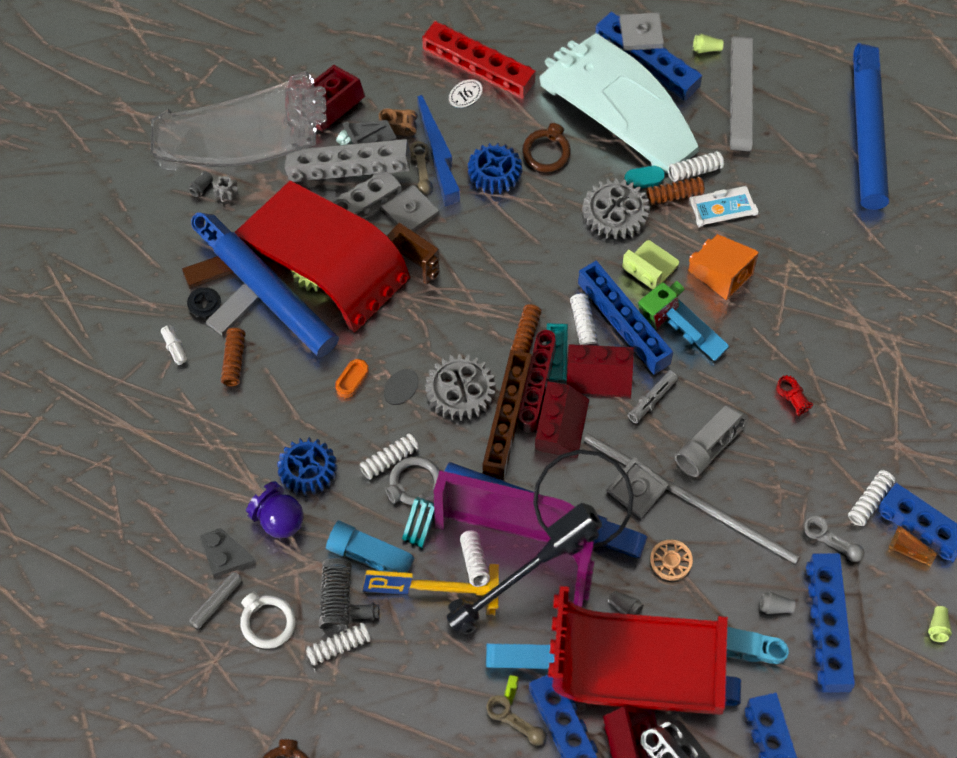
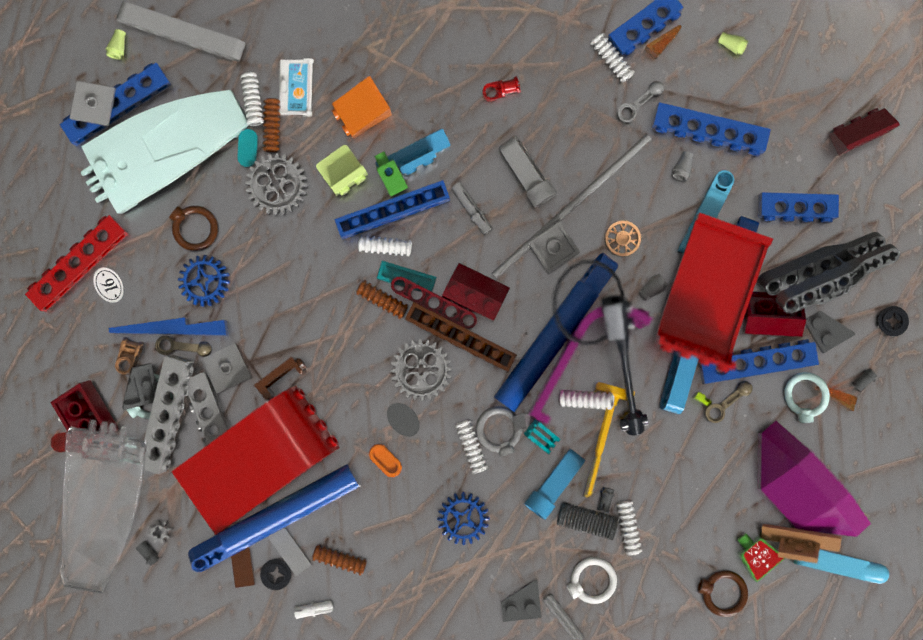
camera: 75 degrees left, 25 degrees up
(277, 512) = (505, 552): dark purple tile -> none
(600, 370) = (437, 246): dark red slope -> none

